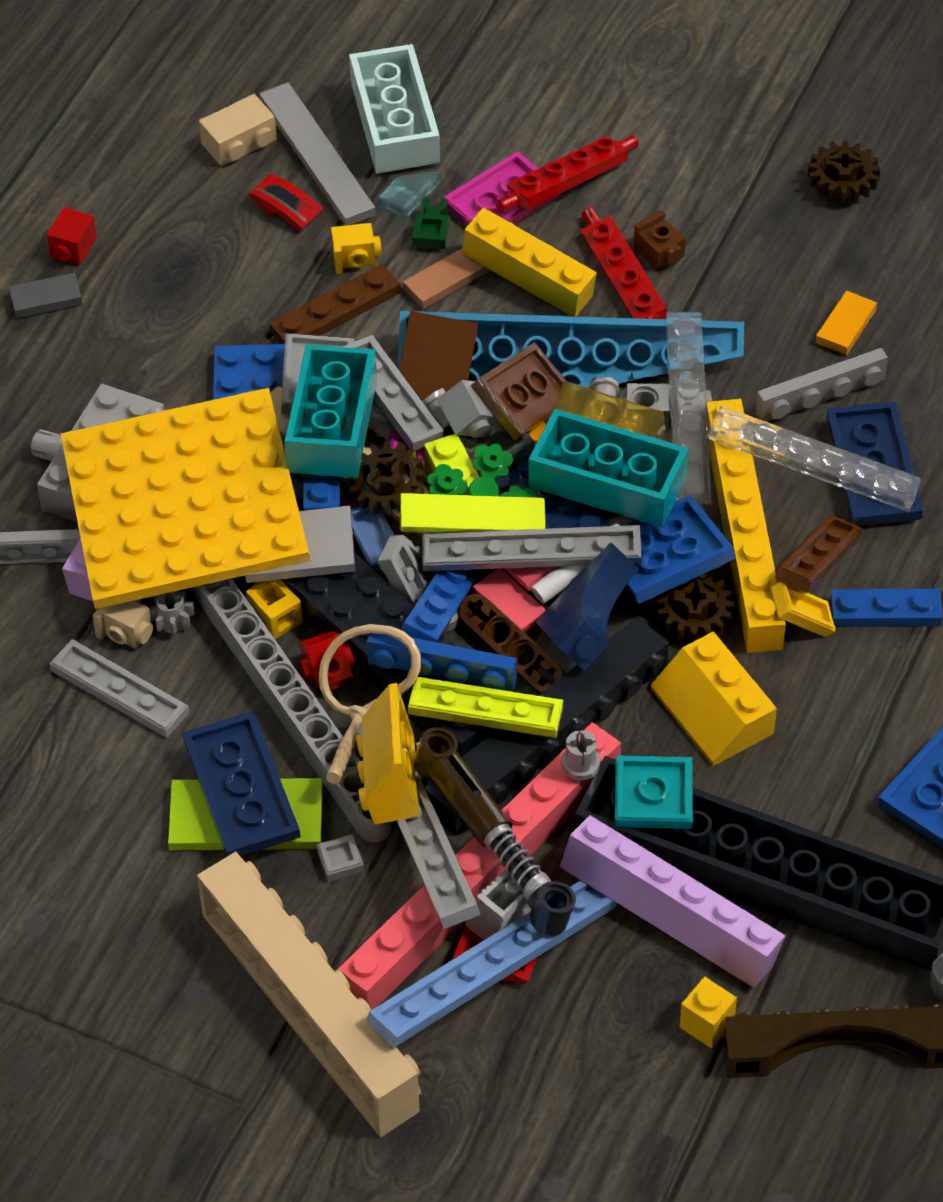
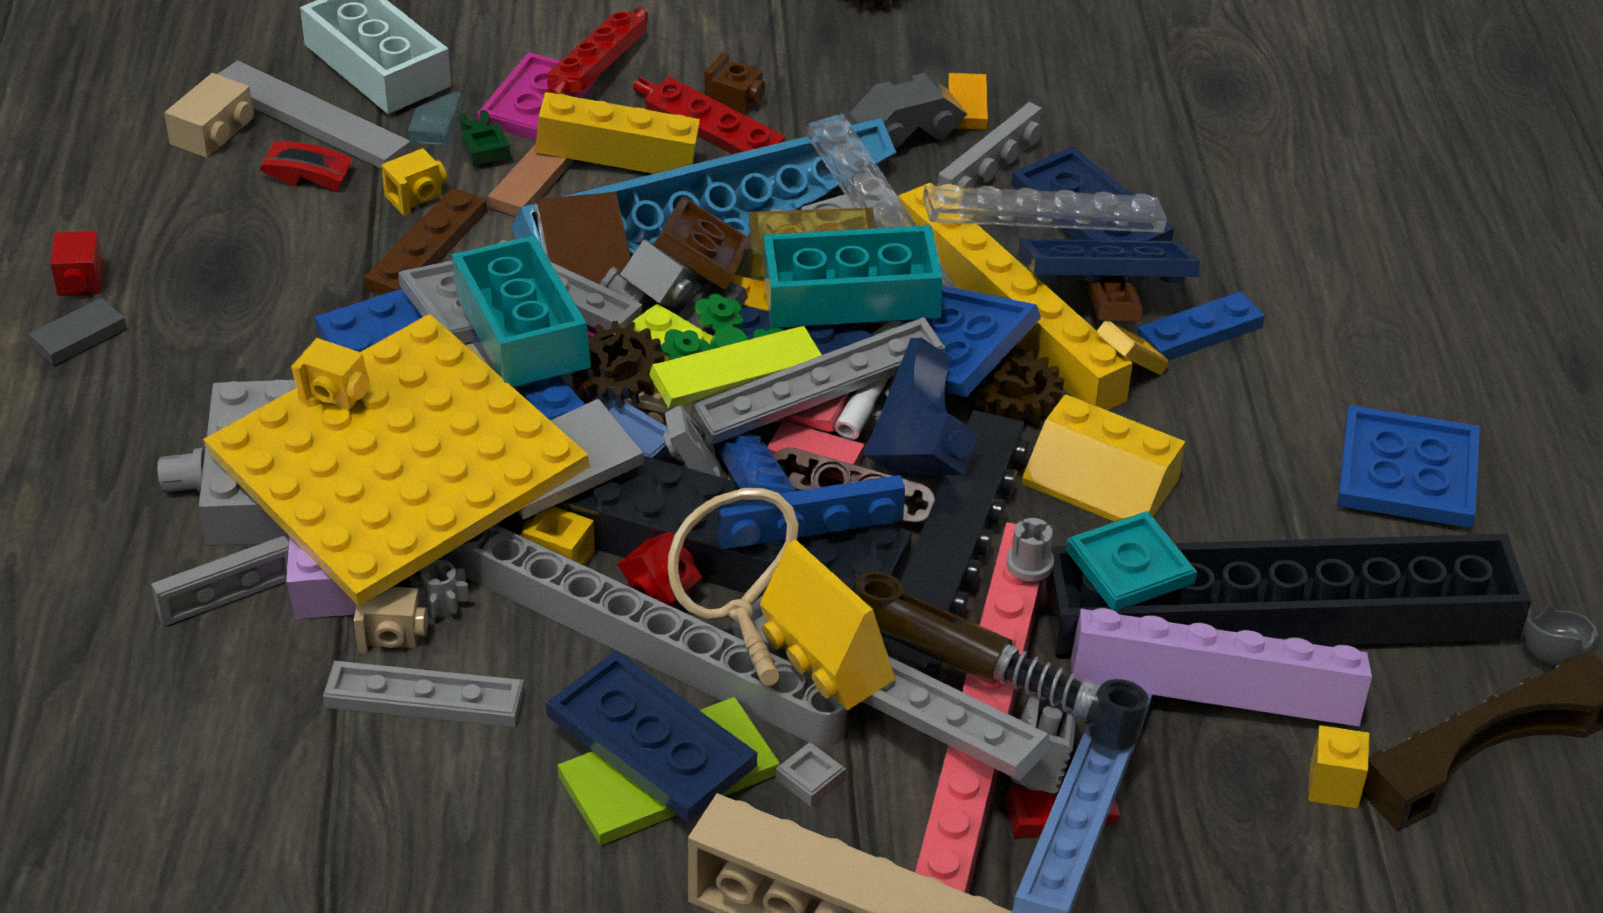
camera: 30 degrees left, 10 degrees down
(161, 418) = (330, 374): none -> yellow brick
(485, 707) = (897, 541): neon yellow tile -> none
(794, 319) = (910, 105): none -> dark grey brick
(834, 522) = (1108, 258): none -> dark blue plate

